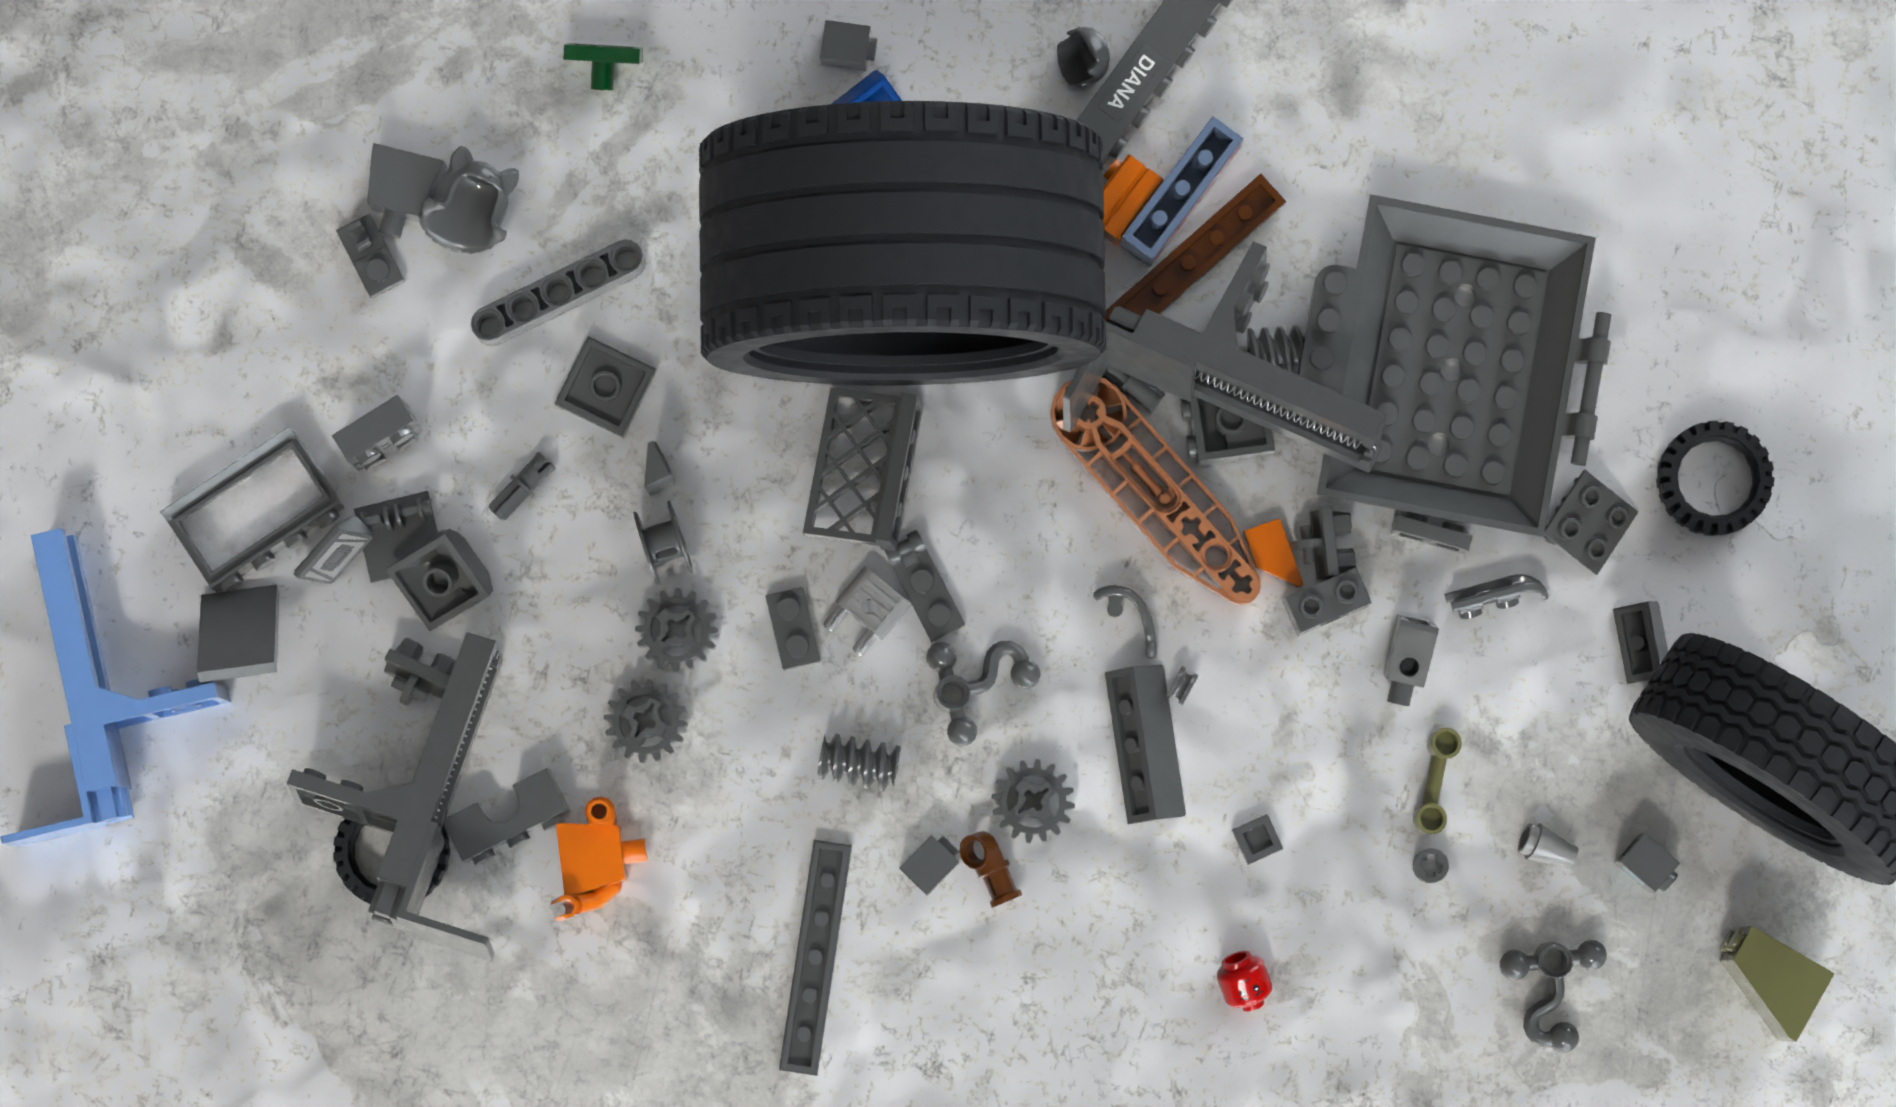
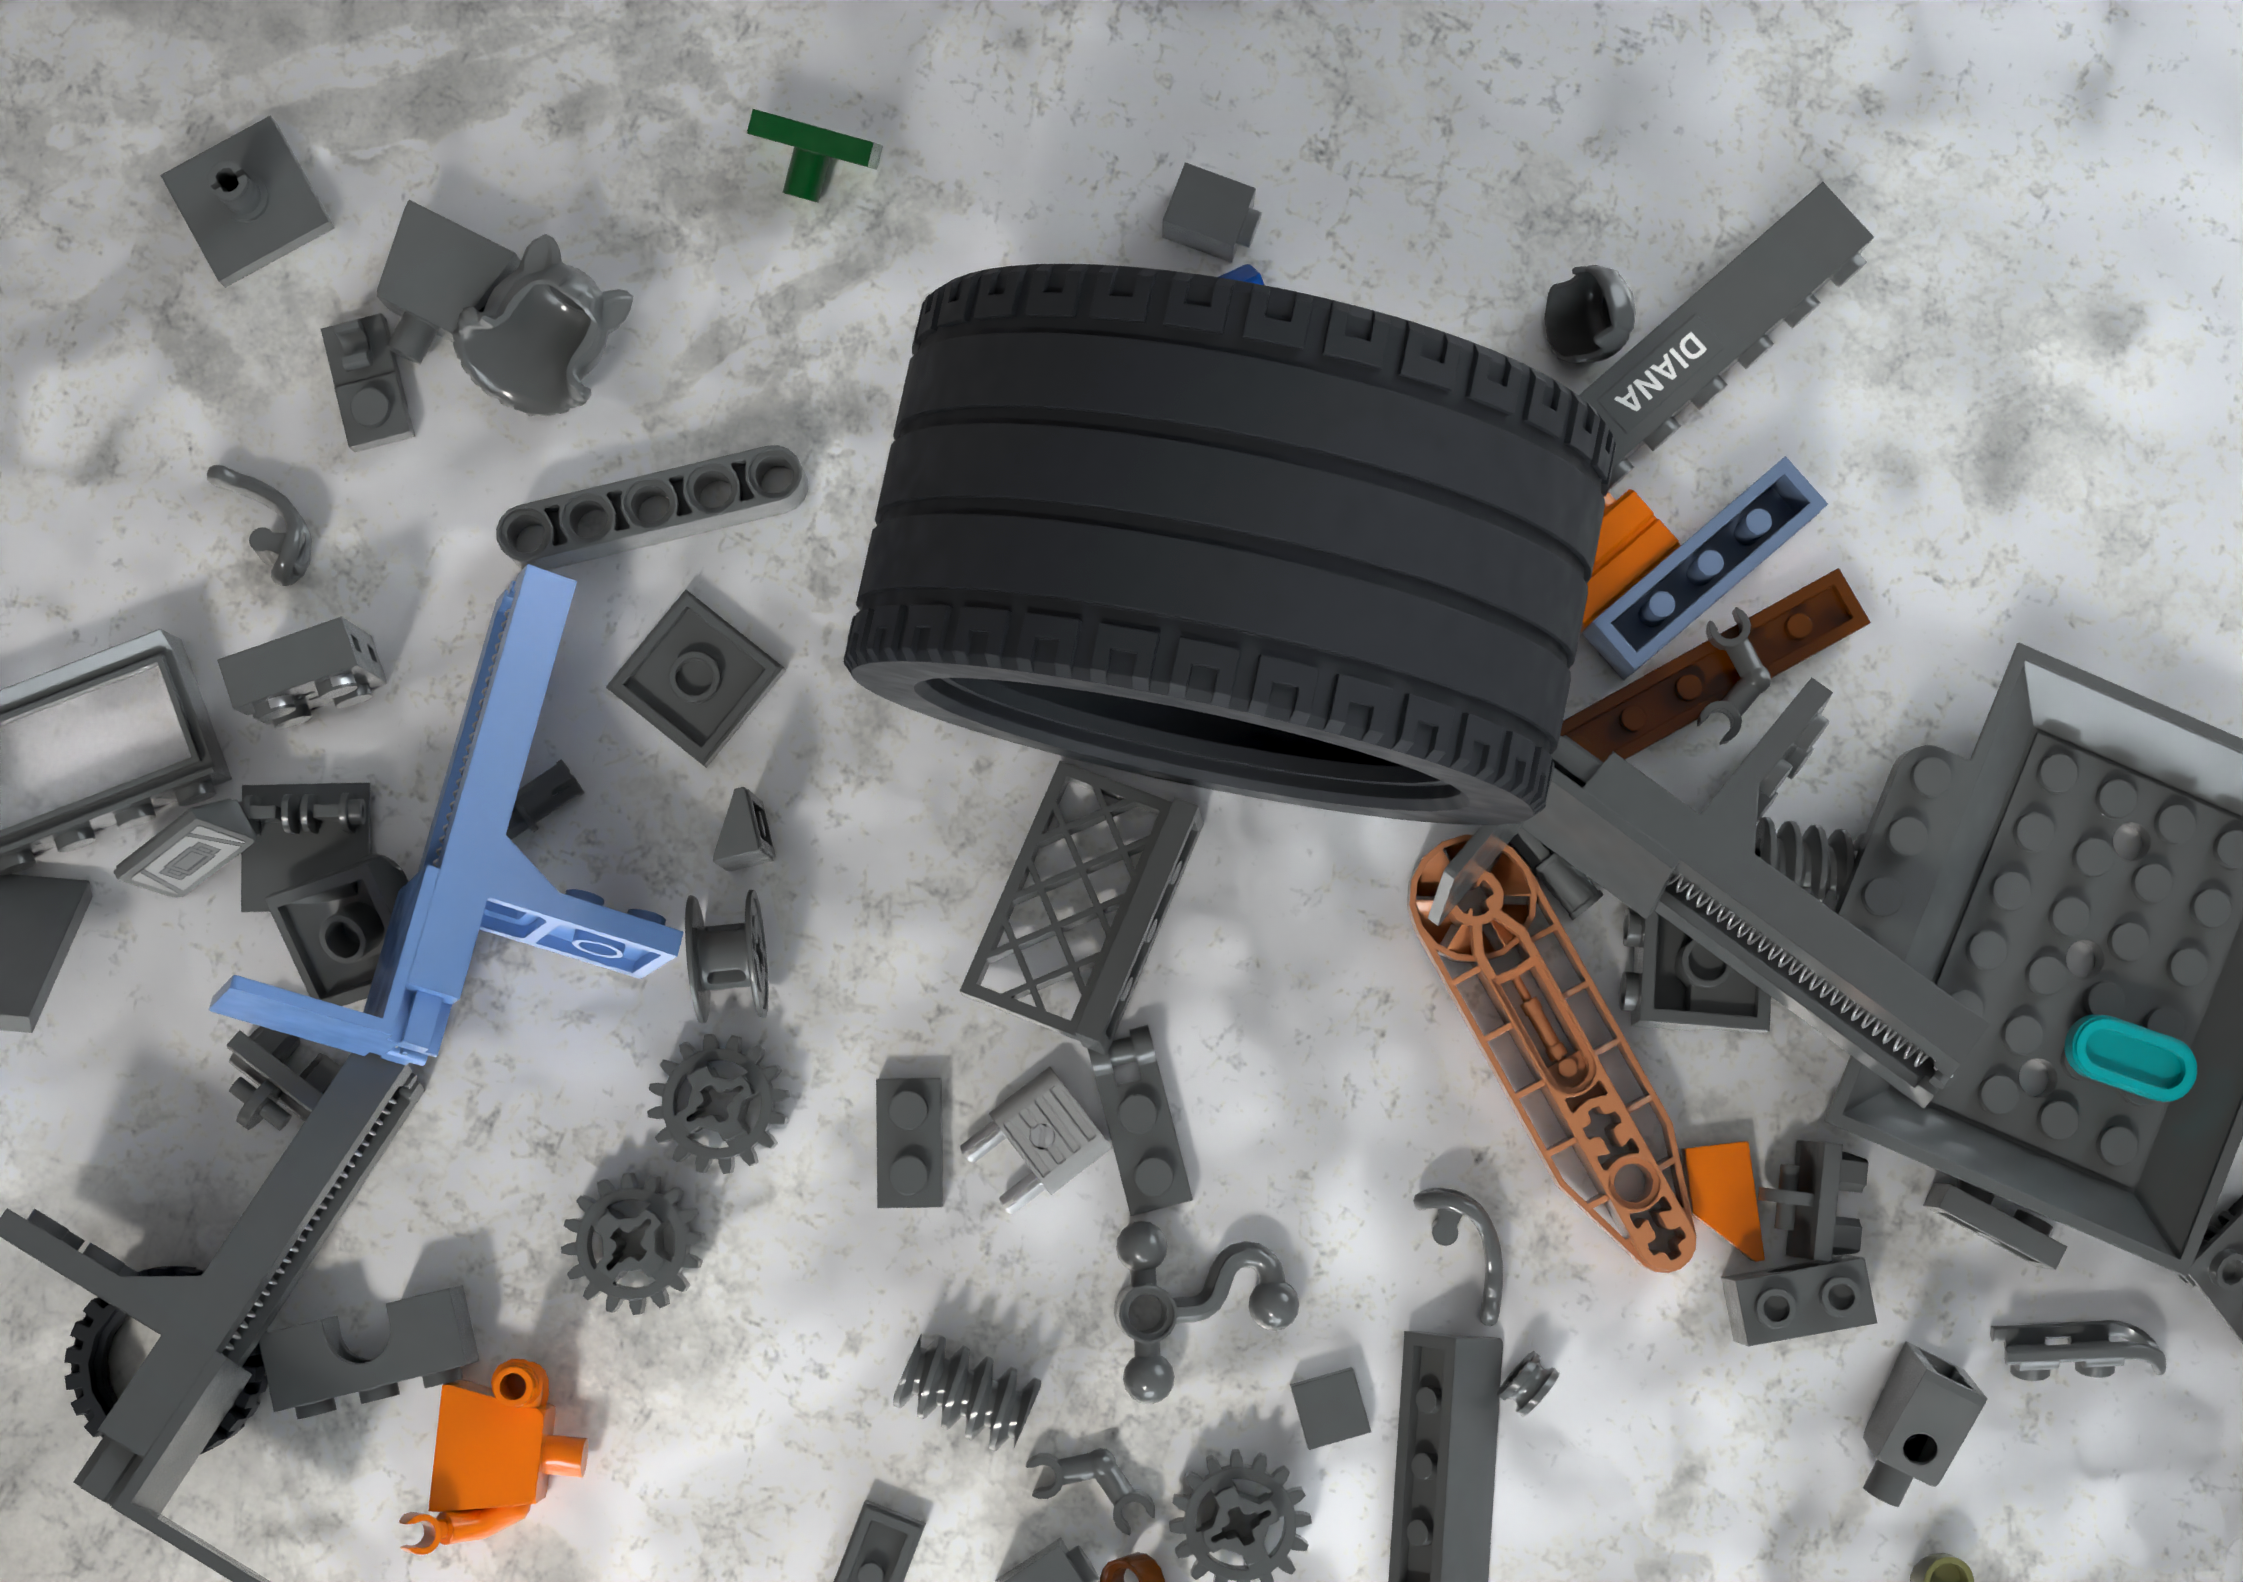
camera: 10 degrees right, 0 degrees up
(273, 164) = (247, 201): none -> dark grey tile
(348, 364) = (286, 551): none -> dark grey piece
(505, 521) = (471, 868): none -> medium blue piece
(946, 789) = (1097, 1465): none -> dark grey arm
(1071, 726) = (1330, 1408): none -> dark grey tile
(1223, 248) = (1753, 675): none -> dark grey arm
(1486, 419) = (2130, 1057): none -> teal tile

